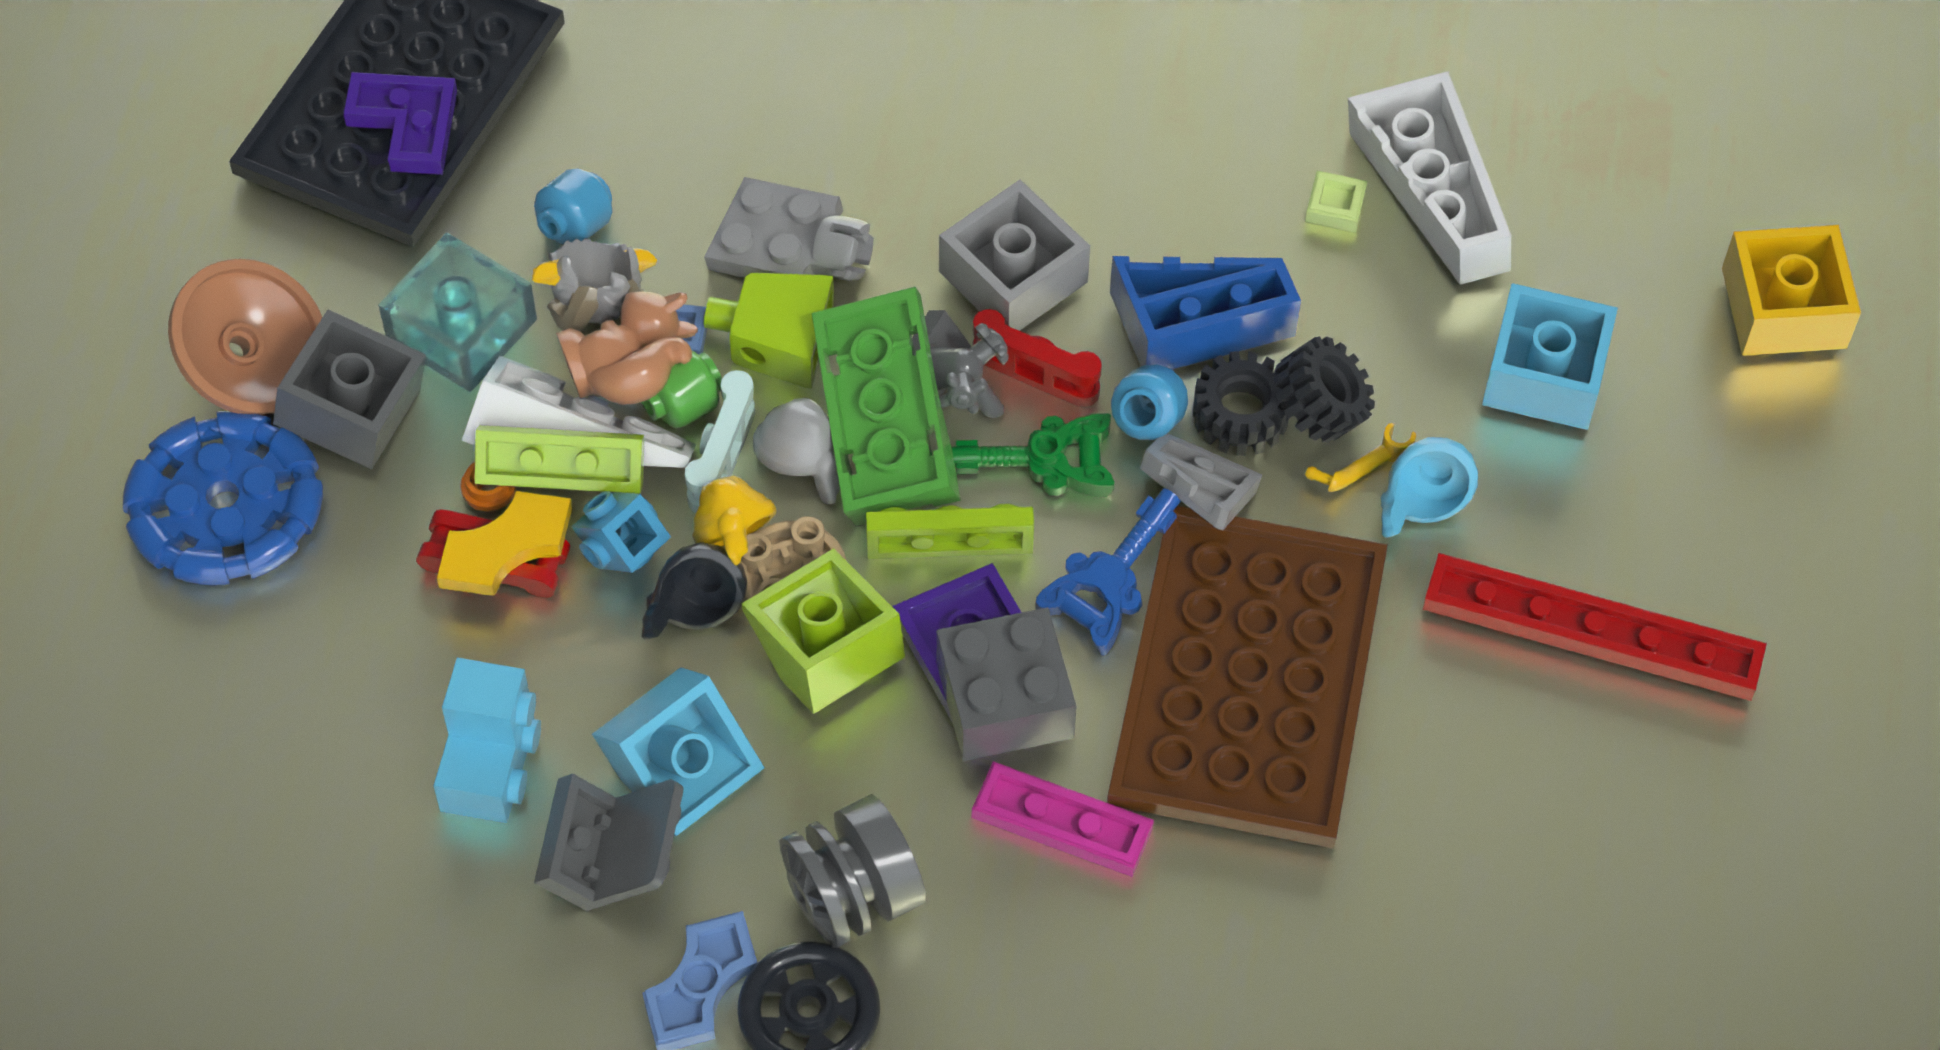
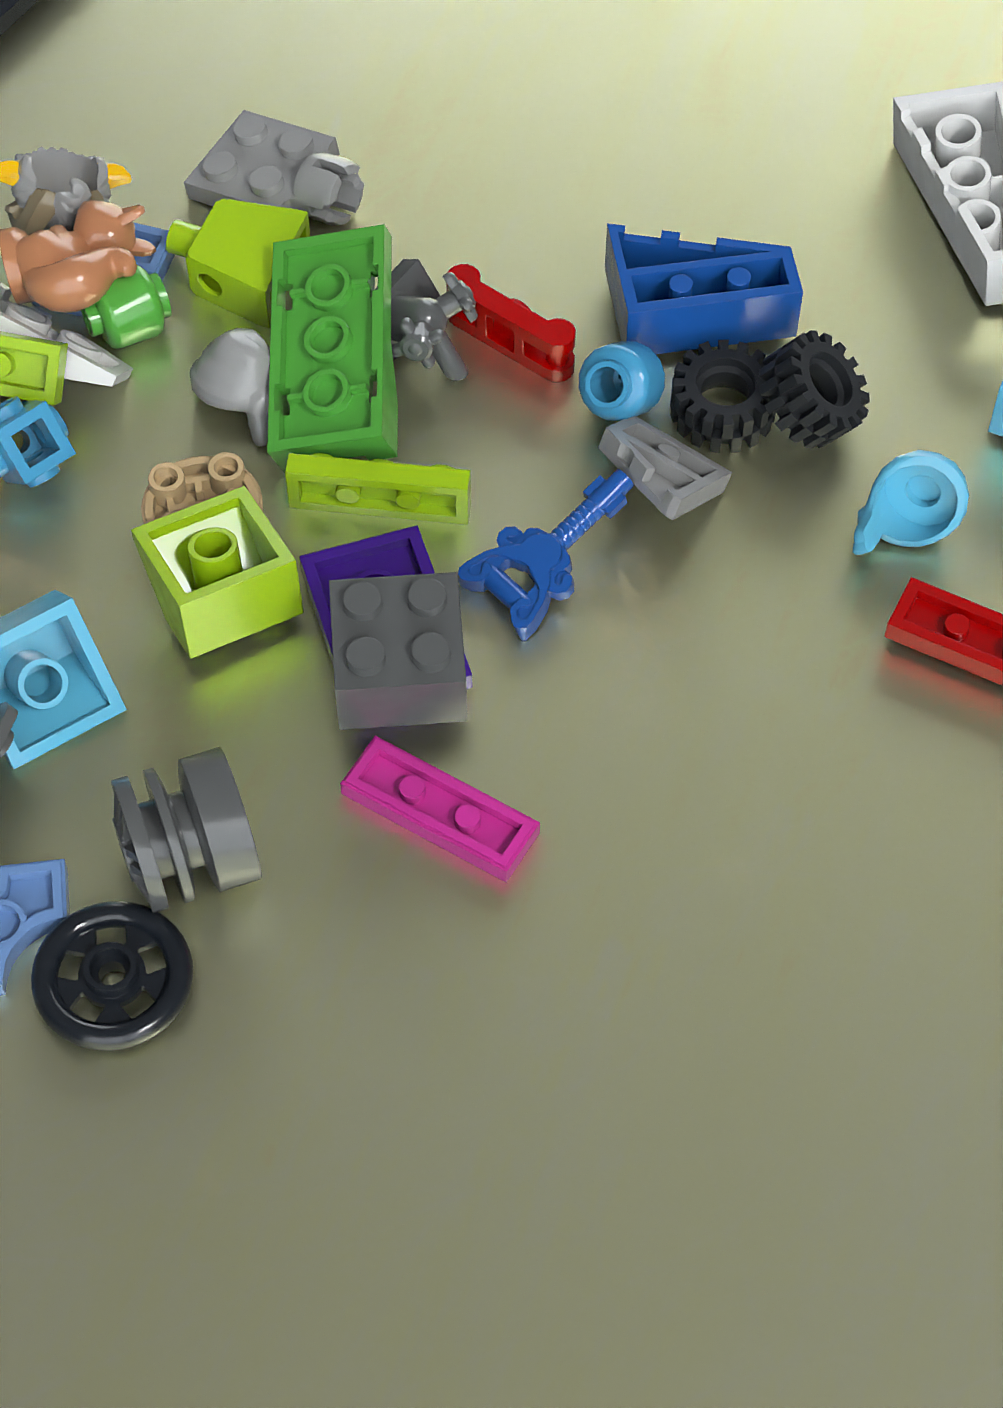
camera: 10 degrees right, 0 degrees up
(574, 204) = (59, 115): dark azure head -> none
(695, 590) = (90, 512): black hat -> none
(724, 440) = (156, 369): light aqua plate -> none
(730, 513) = (142, 437): yellow hat -> none
(1014, 256) = (506, 216): light grey brick -> none
(1047, 457) = (503, 425): green piece -> none
(1249, 678) = (676, 685): reddish brown plate -> none
(1336, 201) = (865, 207): yellowish green tile -> none
(1387, 451) = (843, 479): yellow piece -> none

